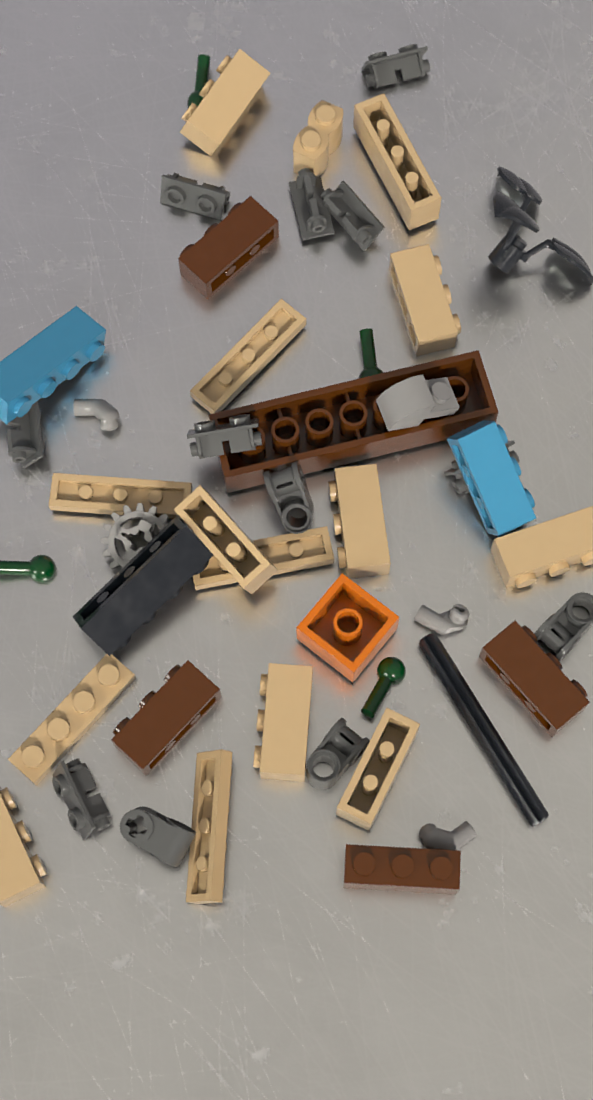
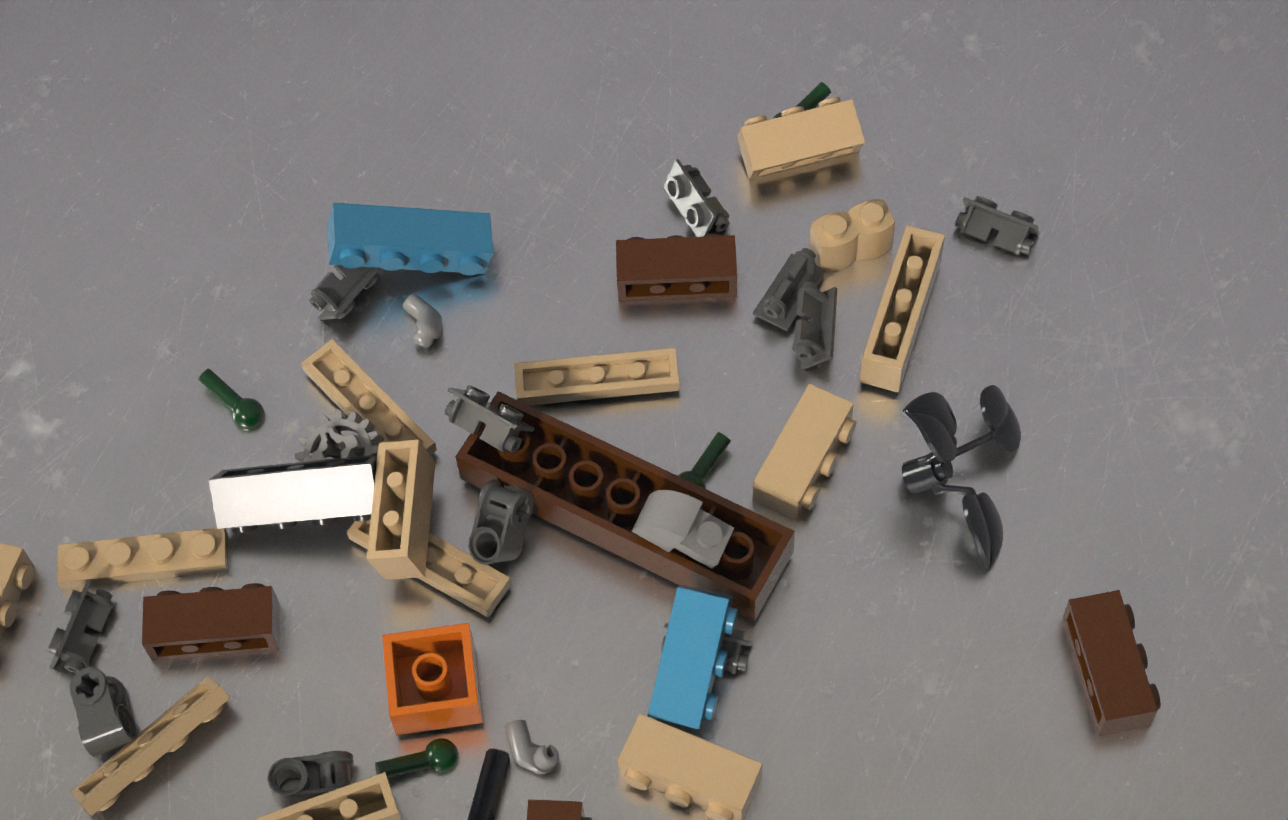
camera: 45 degrees right, 10 degrees down
(284, 722) = (302, 712): tan brick -> none
(360, 521) = (544, 599): tan brick -> none

